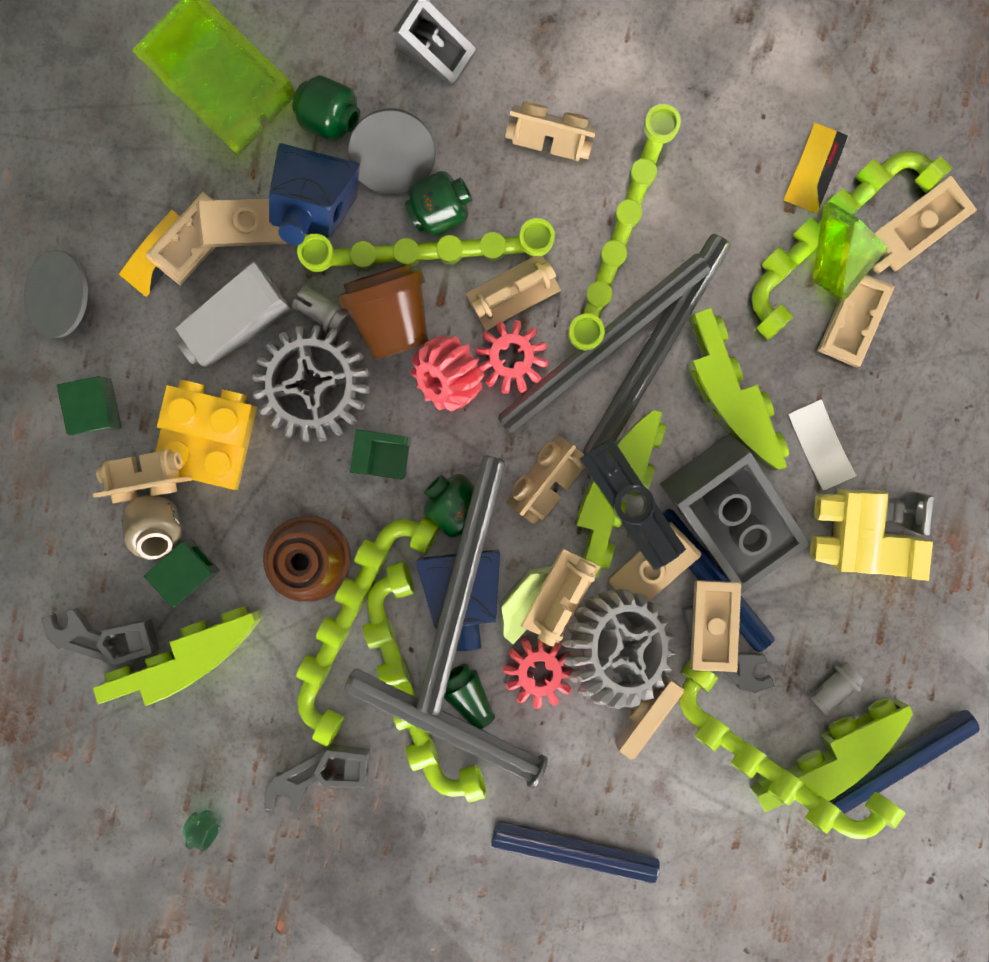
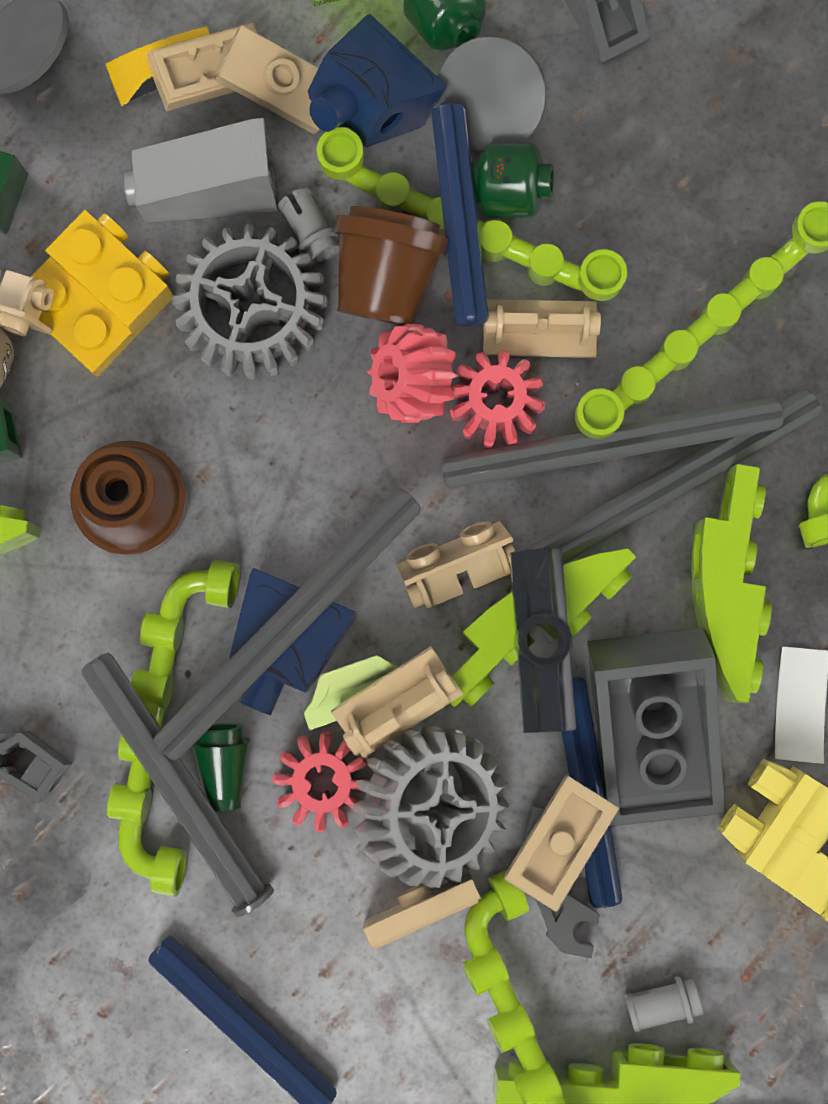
camera: 30 degrees right, 5 degrees down
(335, 631) = (111, 602): lime bar -> none
(380, 454) = (282, 425): dark green panel -> none
(418, 247) = (460, 215): none -> dark blue axle
(449, 503) = (328, 524): dark green head -> none
(536, 124) = (701, 186): tan hinge -> none
(640, 578) = (505, 740): tan plate -> none

